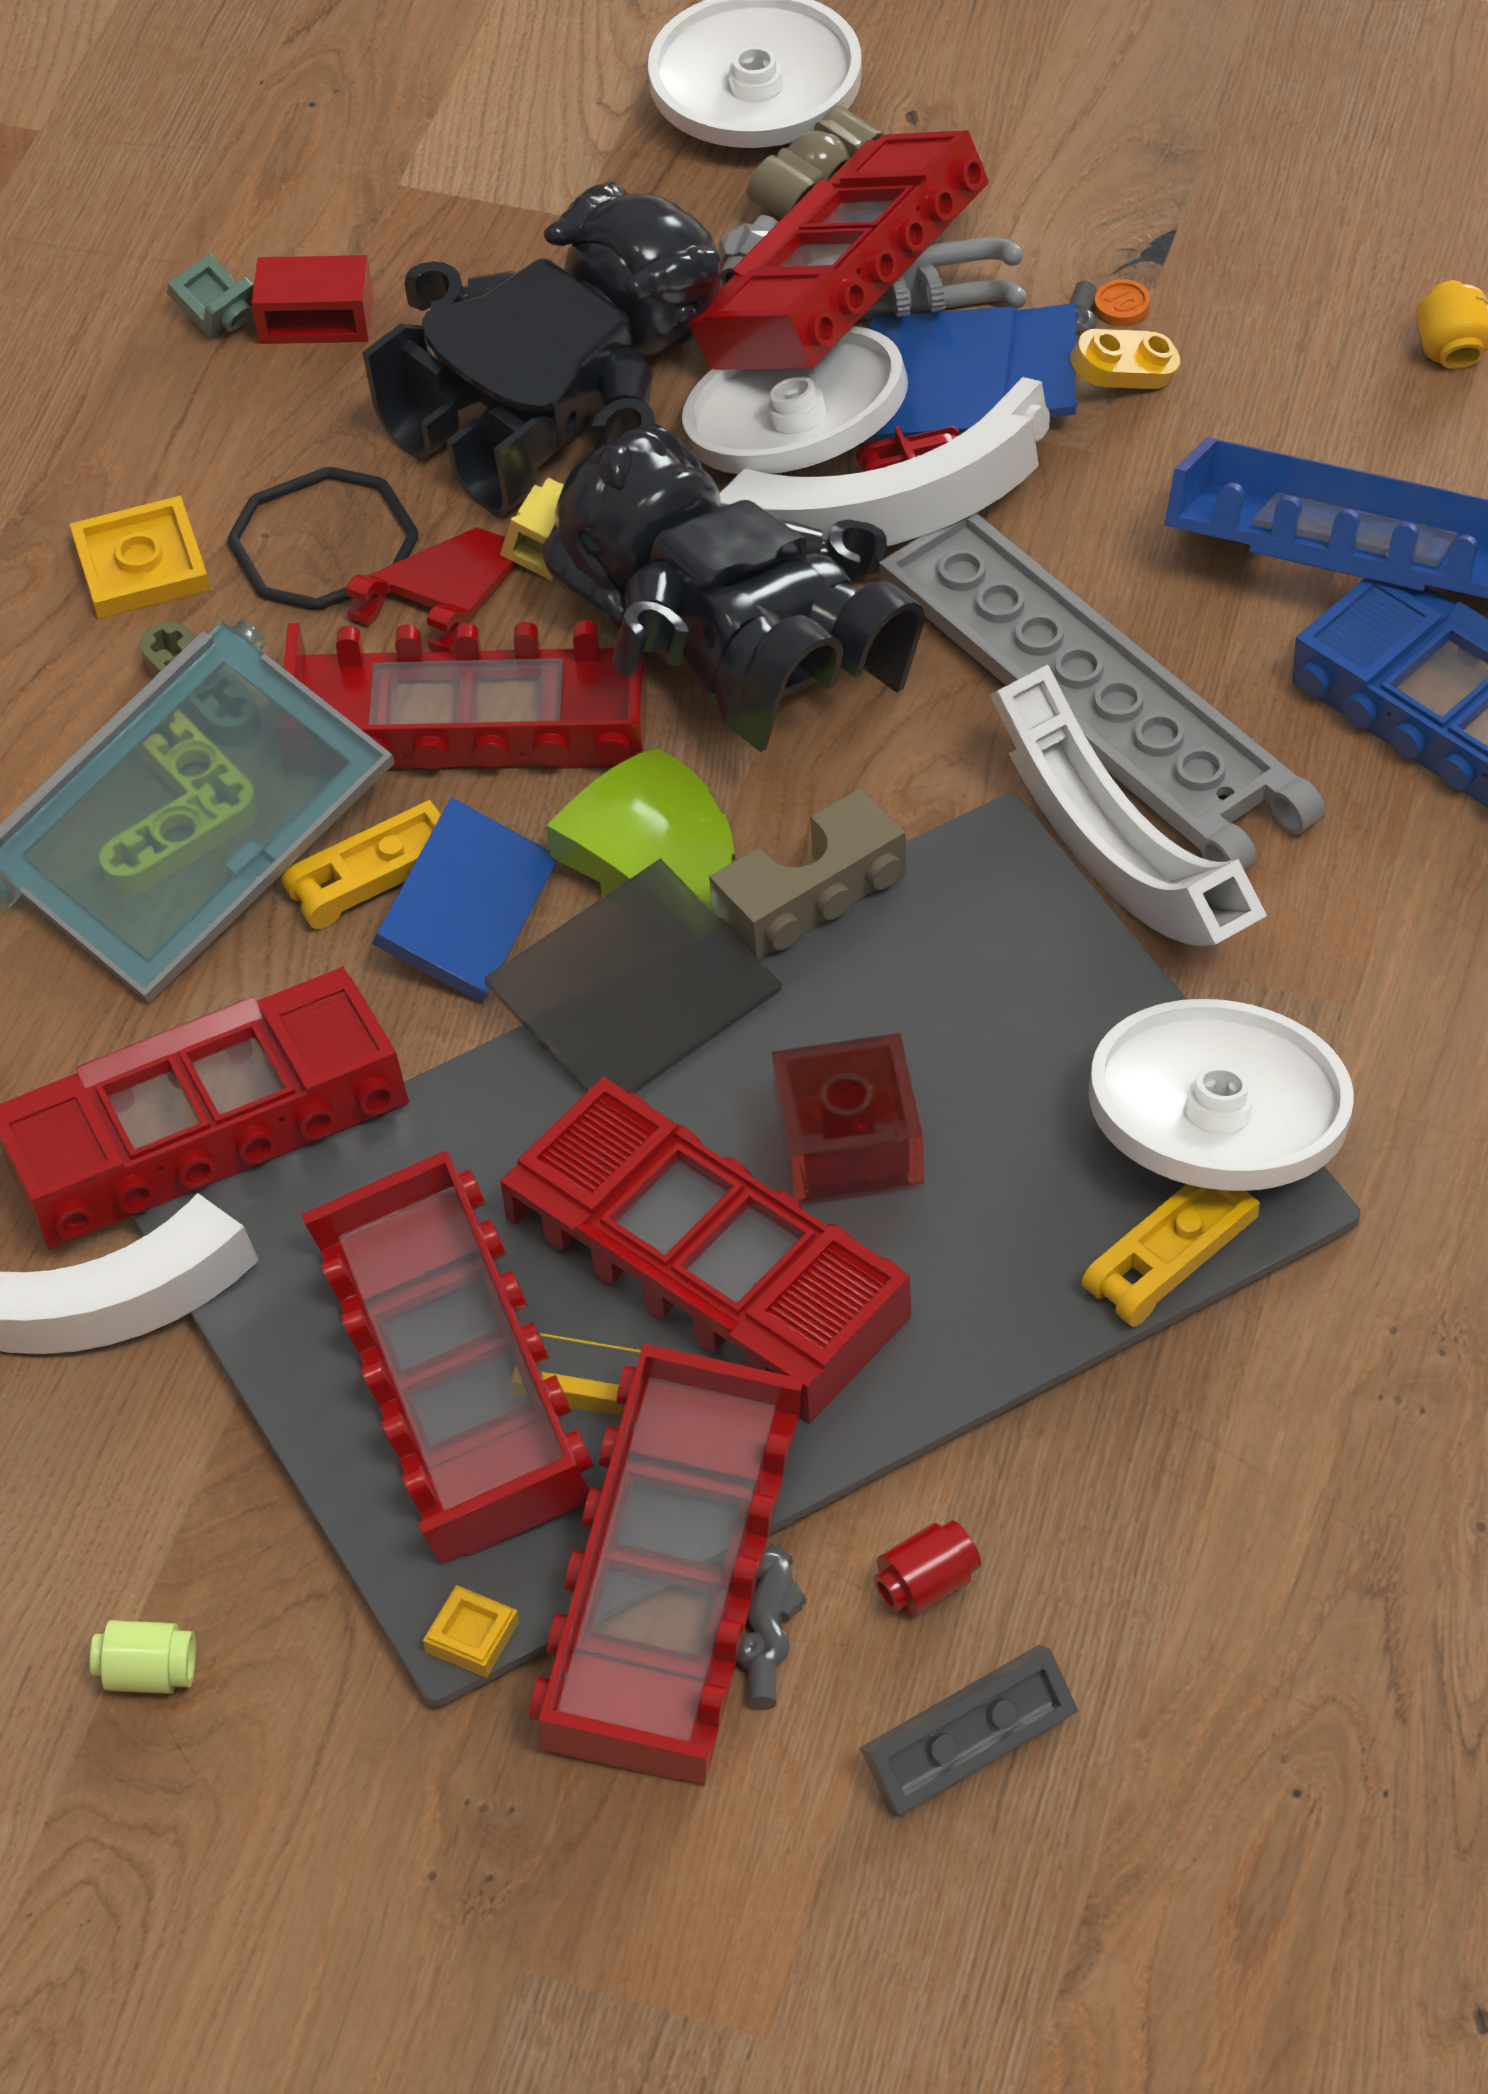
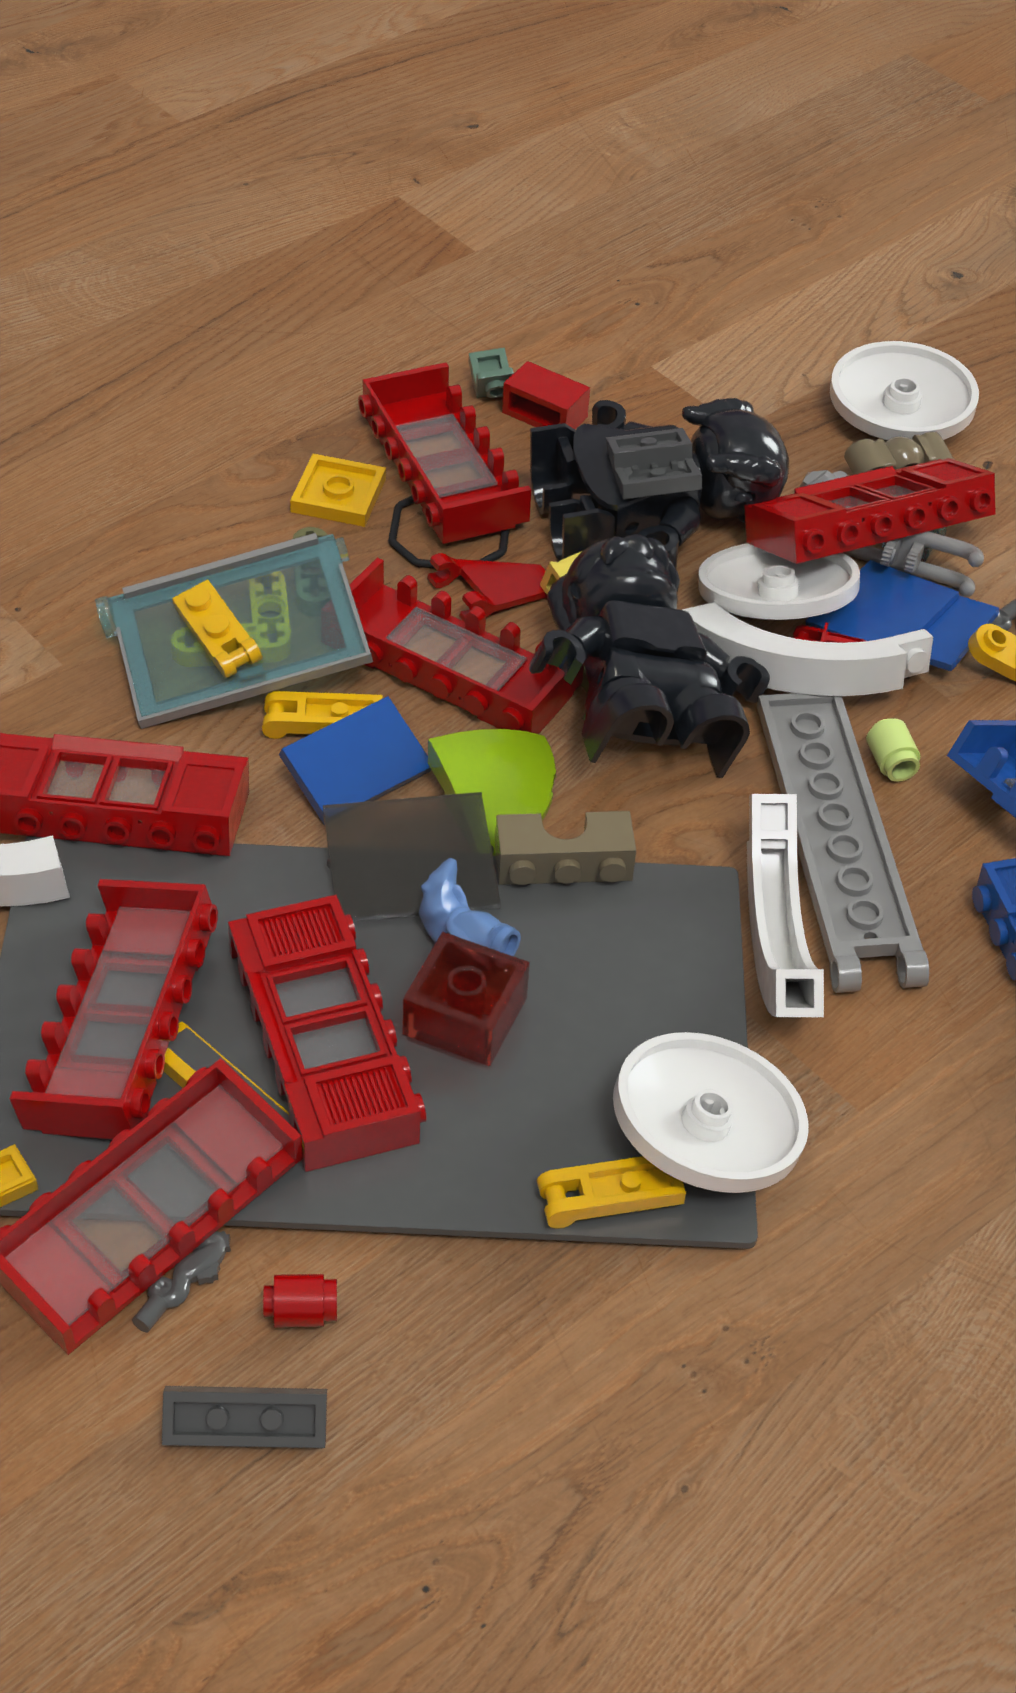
camera: 25 degrees right, 5 degrees down
(165, 822) = (216, 628): none -> yellow plate
(241, 443) = (443, 453): none -> red window
(560, 323) = (653, 463): none -> dark grey slope
(745, 1034) = (447, 911): none -> medium blue animal
(1082, 548) = (894, 749): none -> yellowish green brick

